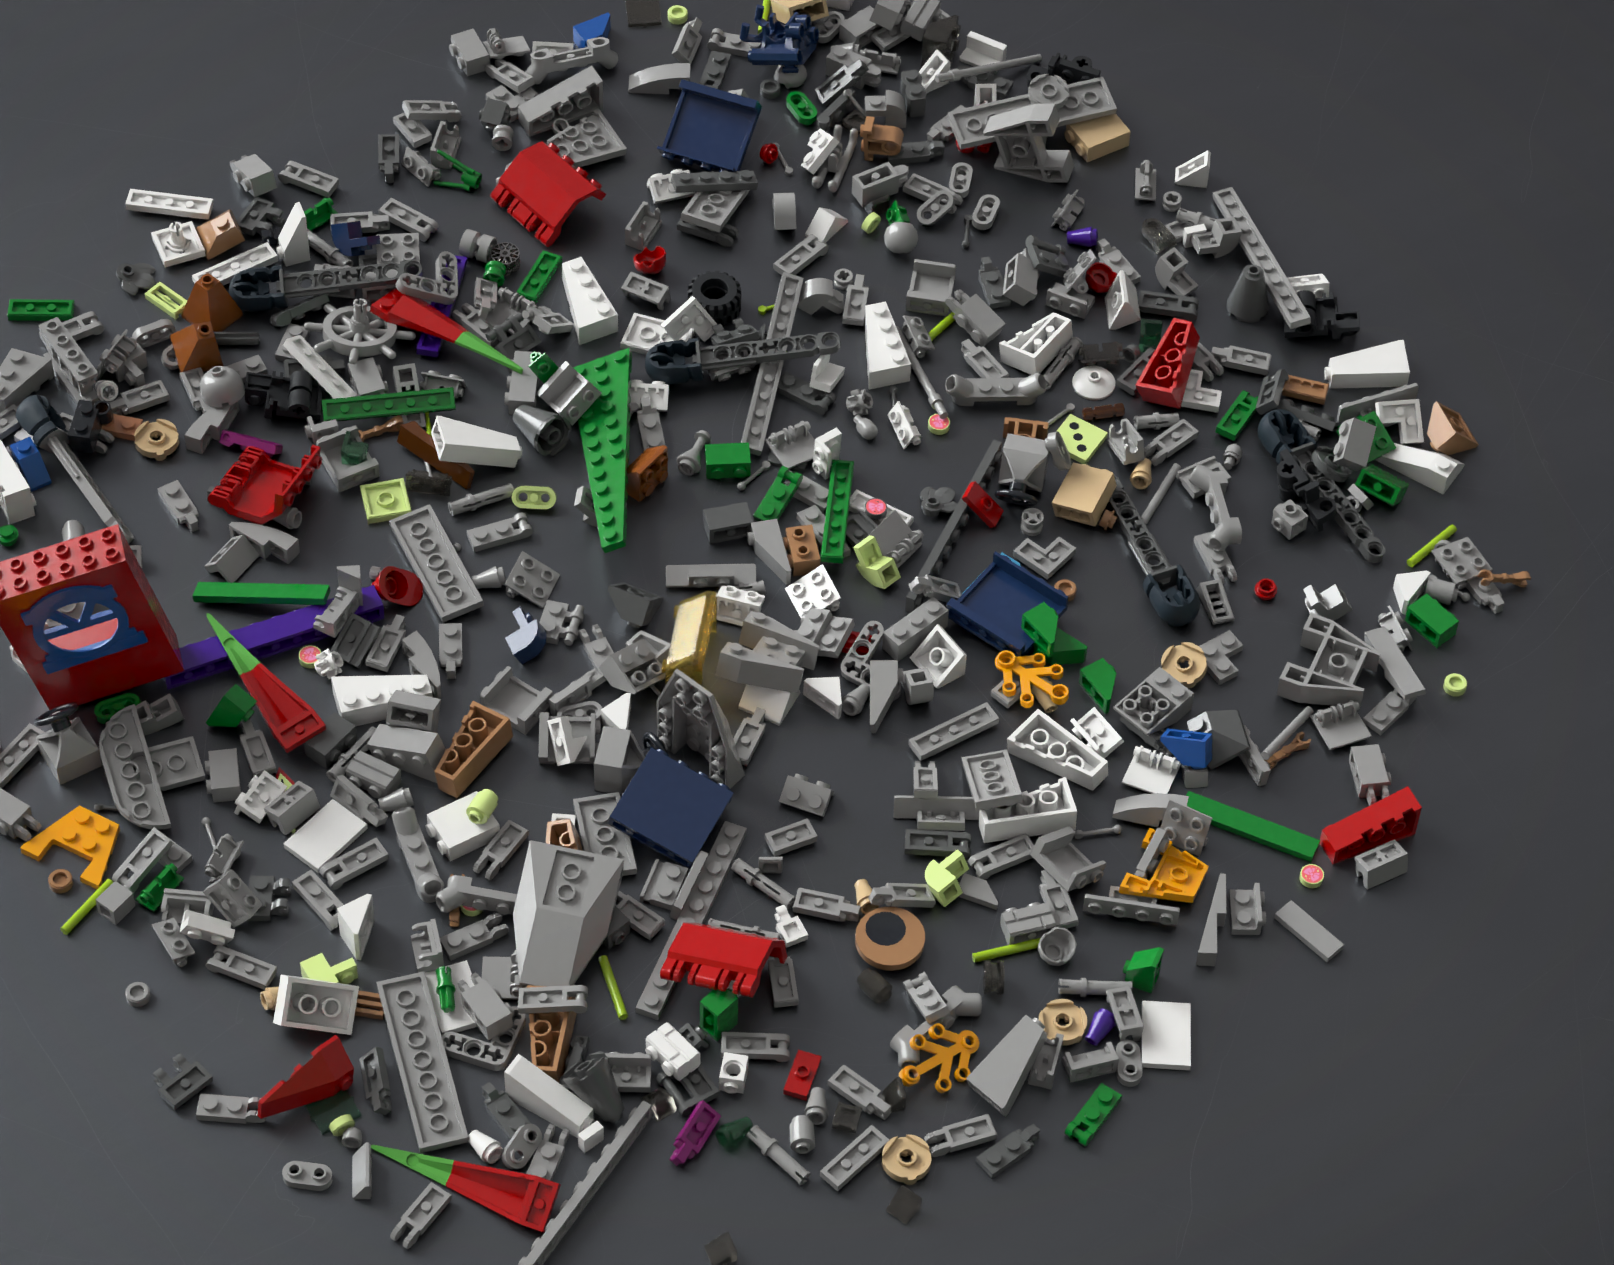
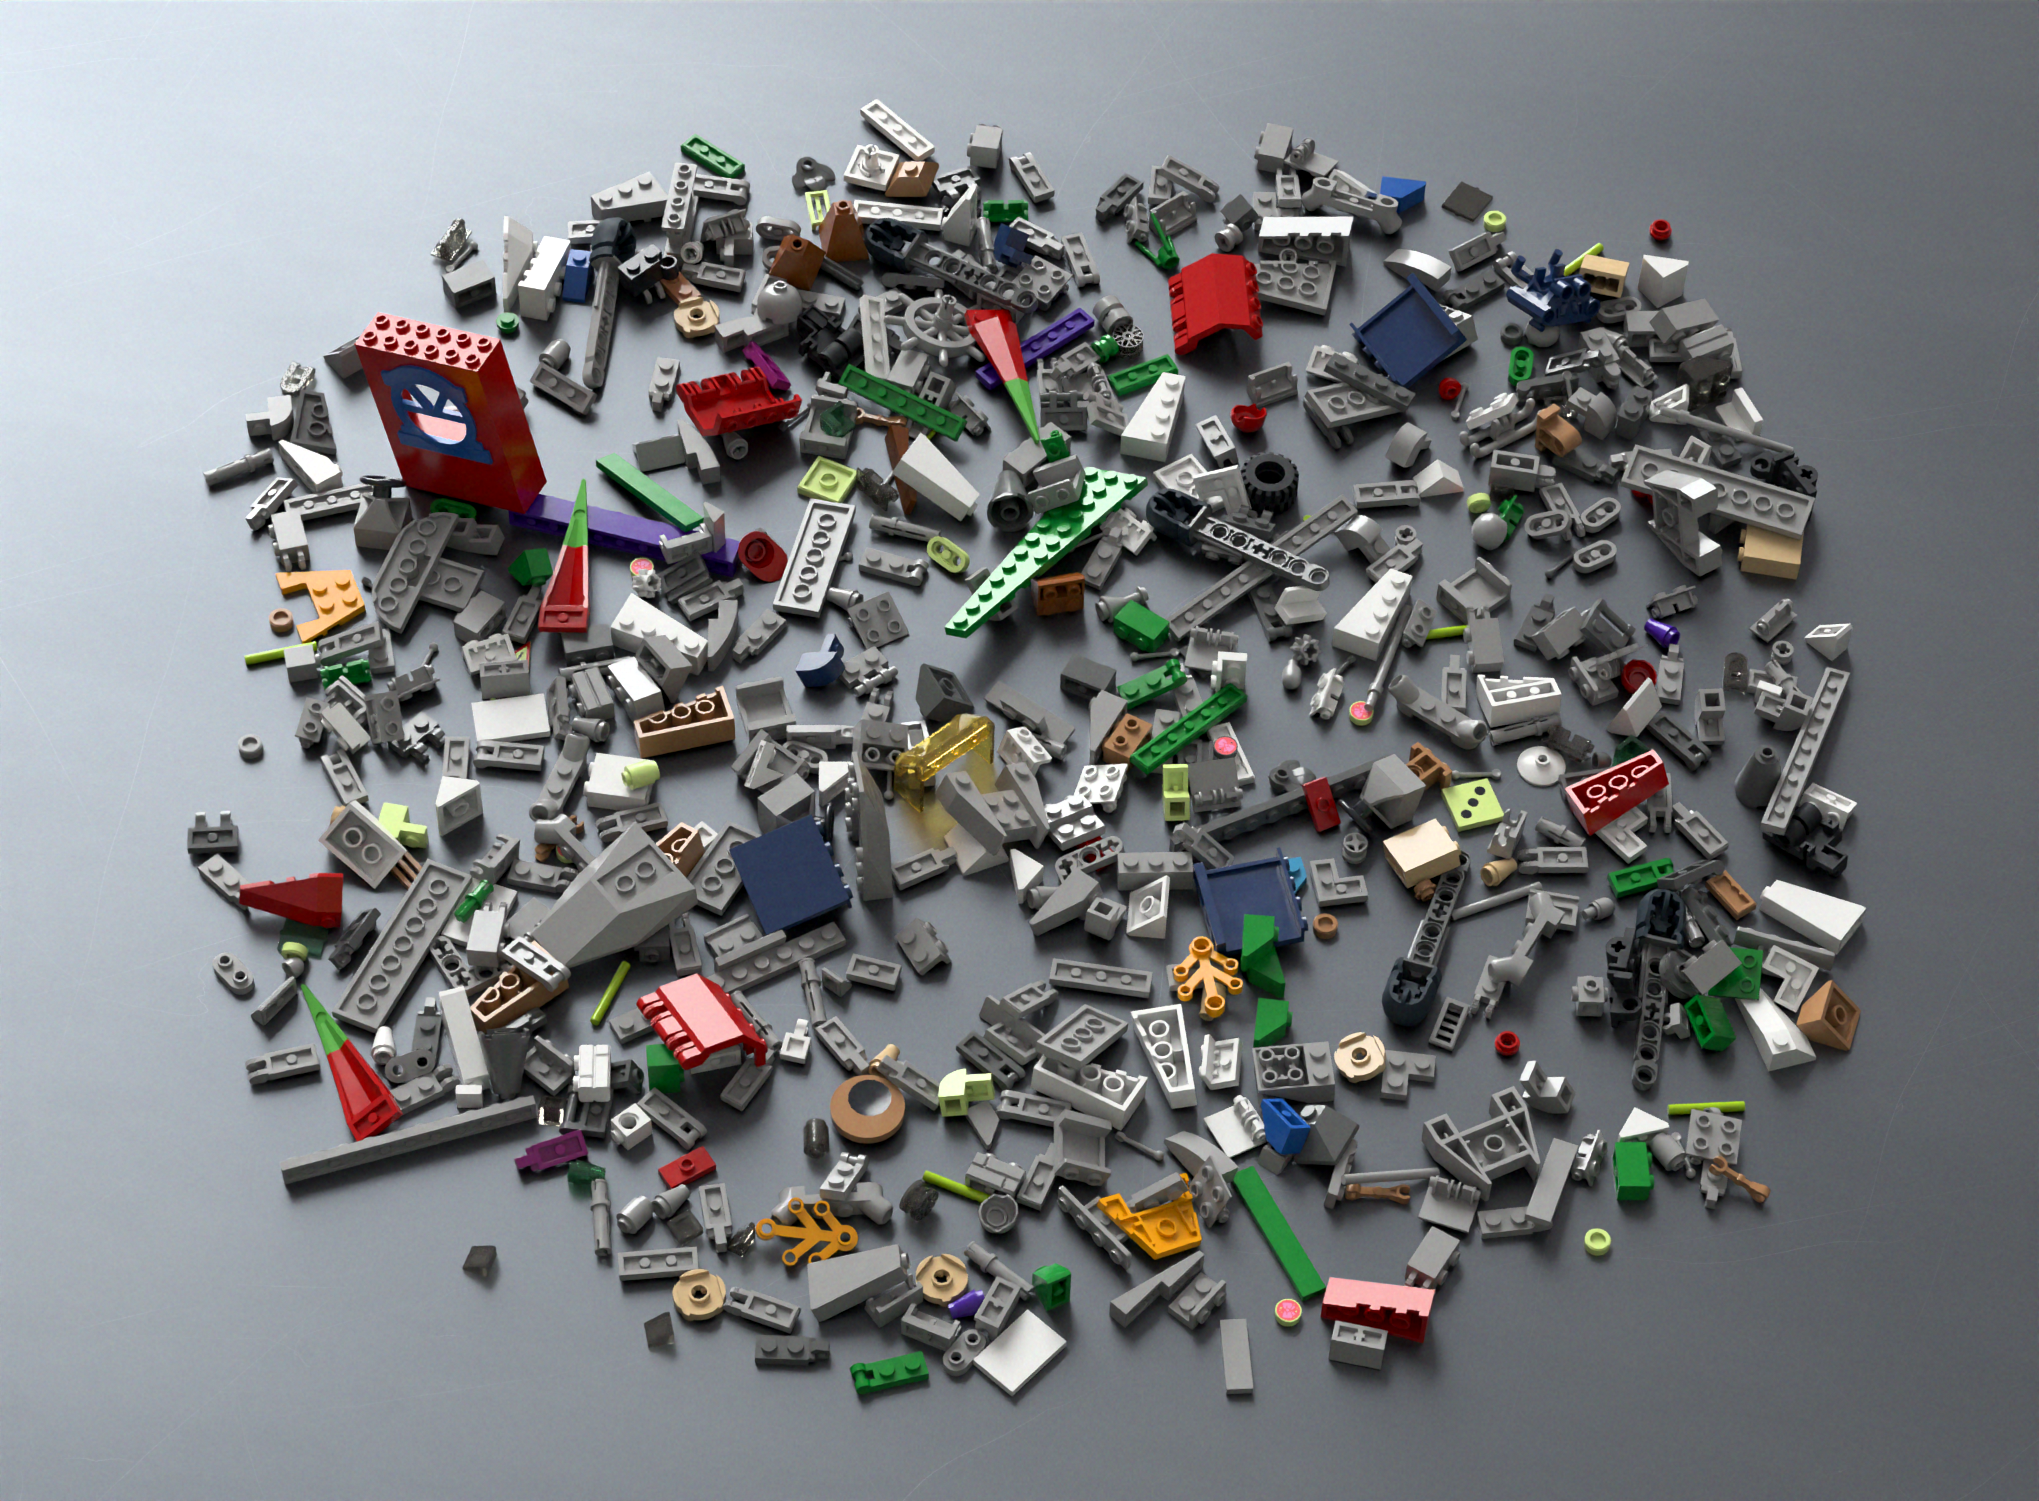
camera: 40 degrees right, 0 degrees up
(407, 282) = (1038, 329): light grey beam -> none
(1048, 90) = (1746, 481): light grey tile -> none
(1059, 451) = (1423, 797): light grey plate -> none
(1103, 411) = (1521, 796): reddish brown axle -> none

